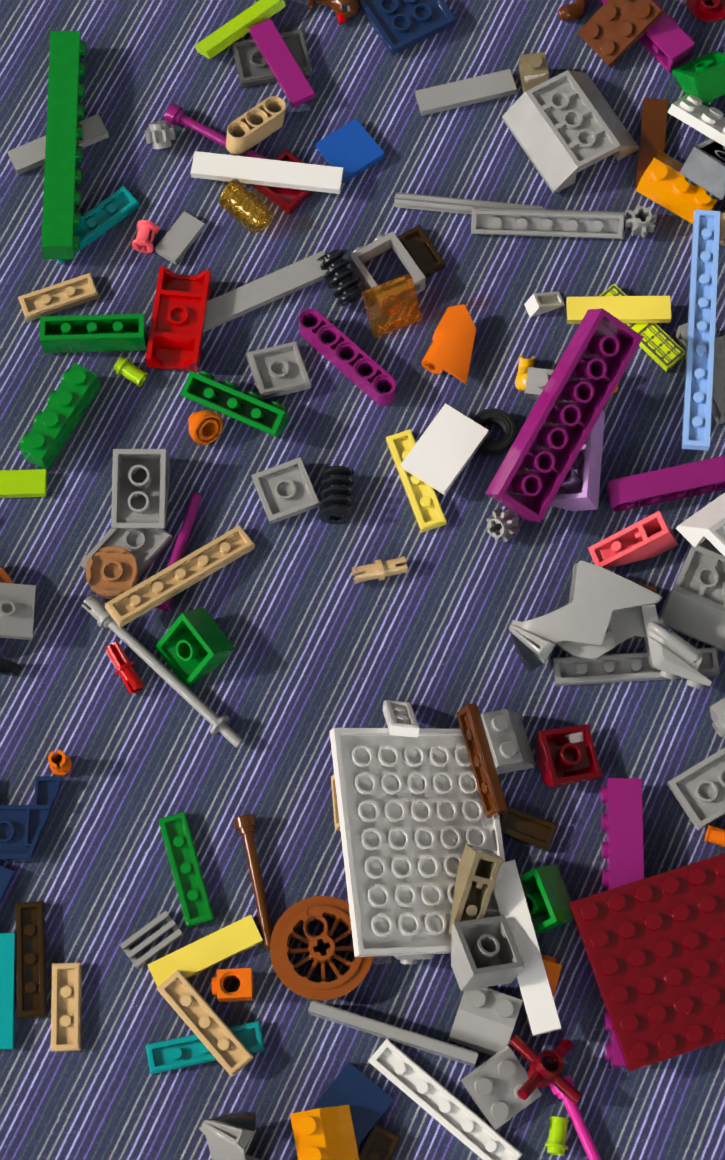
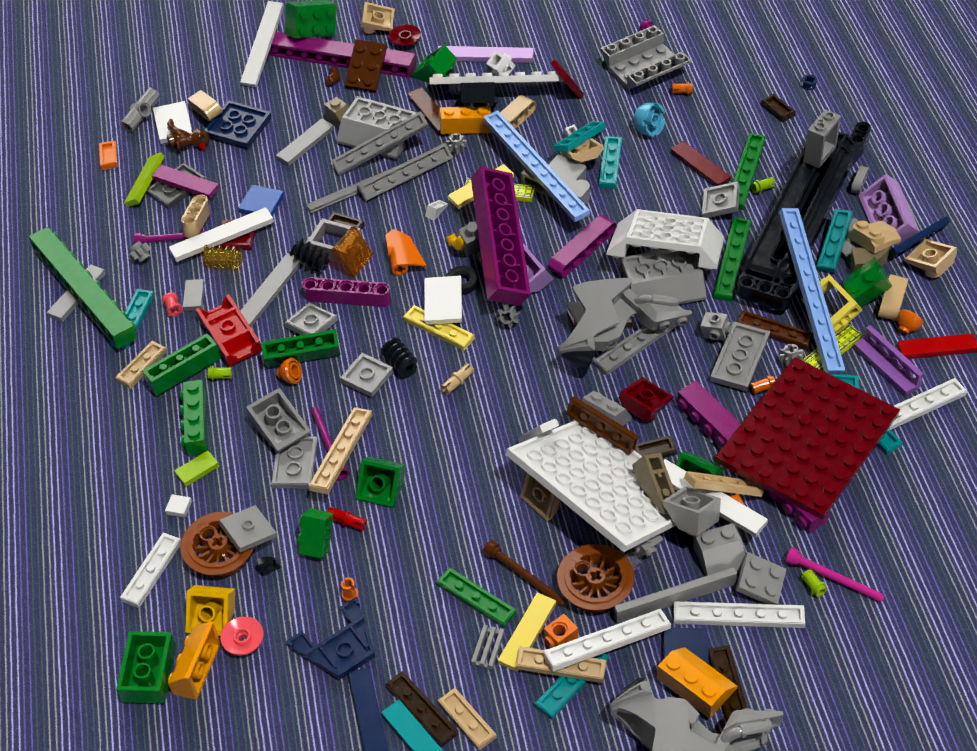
camera: 35 degrees left, 20 degrees down
(73, 667) = (315, 533): none -> green brick
(104, 619) = (313, 500): light grey bar -> none
(112, 571) = (296, 474): medium nougat tile -> none
(273, 1033) = (606, 640): none -> white tile
(544, 163) = (380, 143): none -> light grey tile
(545, 1069) = (777, 549): dark red bar -> none
(548, 941) = (723, 484): none -> tan tile
(635, 543) = (593, 269): coral slope -> none

